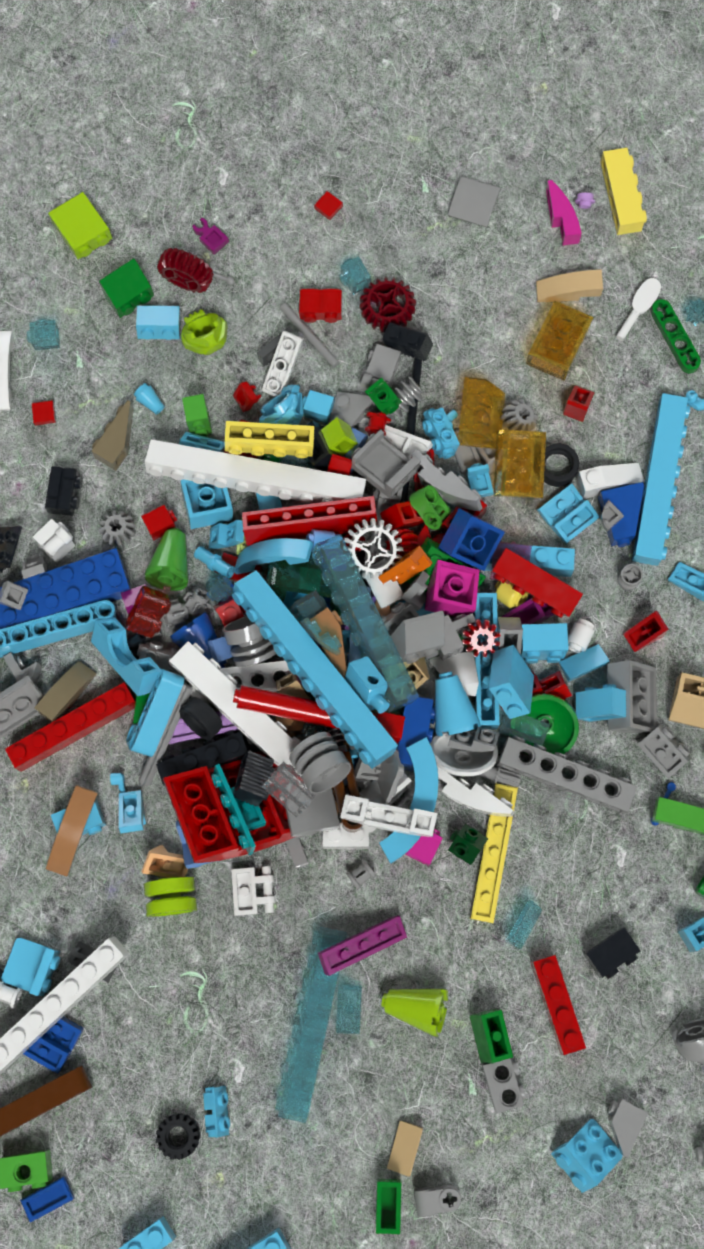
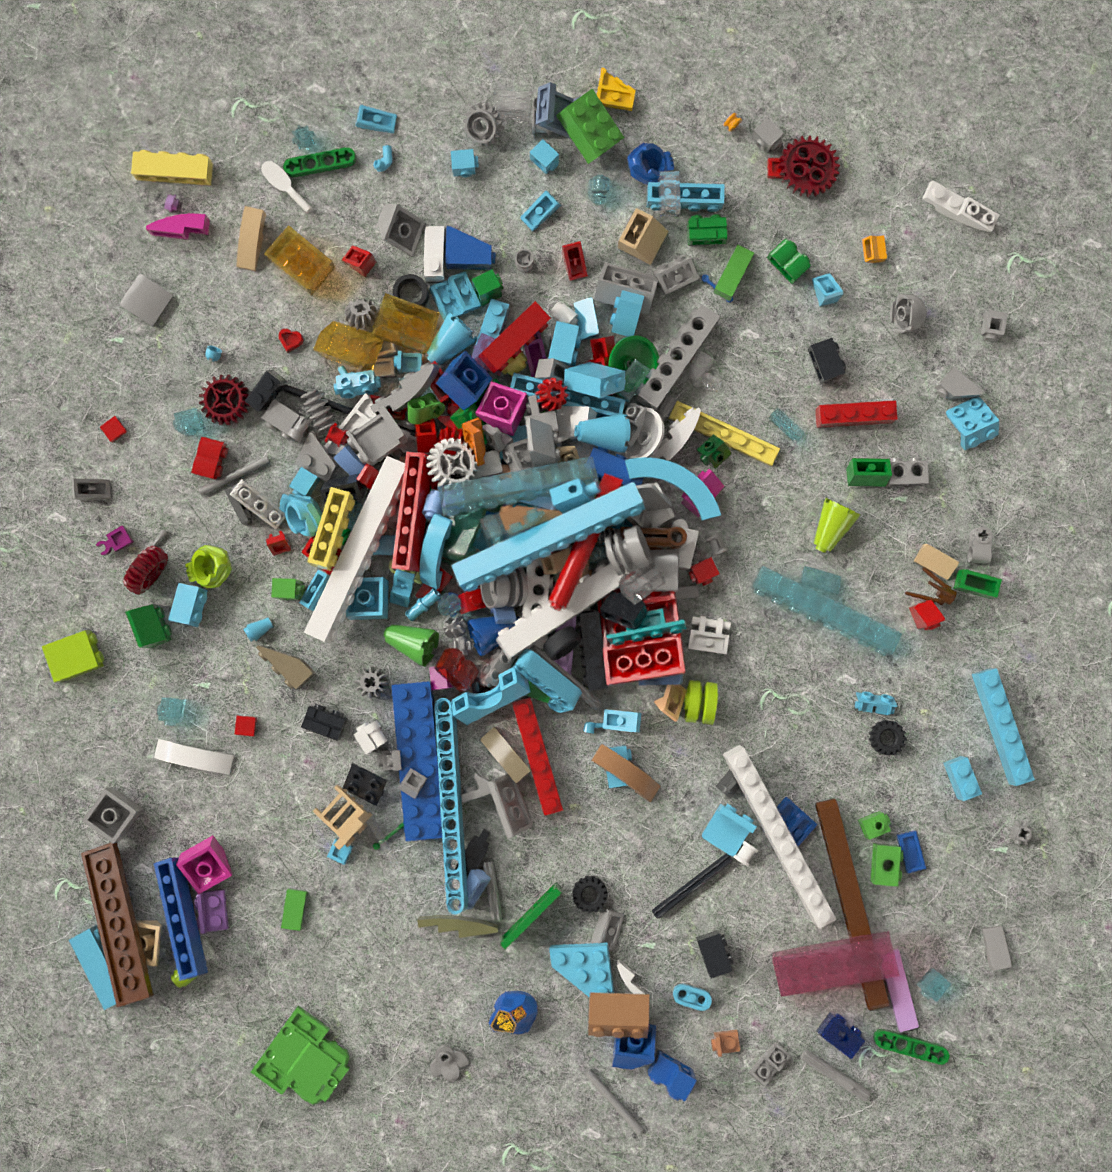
camera: 80 degrees left, 10 degrees up
(70, 1144) = (875, 824): none -> bright green brick
(159, 521) = (374, 643): red brick -> none
(258, 198) = (90, 489): none -> light grey slope
(324, 866) = (703, 572): none -> red brick
(335, 1149) = (926, 615): none -> red slope
(339, 436) = (340, 470): lime brick -> none
(362, 945) = (776, 556): magenta plate -> none
(367, 1168) = (944, 593): none -> reddish brown plant
(378, 391) = (310, 428): green brick -> none
(388, 817) = (685, 505): white slope -> none
(435, 281) = (213, 352): none -> medium azure hinge
(471, 354) = (290, 340): none -> red tile
(517, 518) = (450, 340): none -> medium azure cone
(587, 542) = (488, 286): none -> green piece
(610, 516) = (469, 261): light grey tile -> none
(626, 435) = (400, 228): none -> light grey slope
(660, 480) = (444, 211): medium azure brick -> none

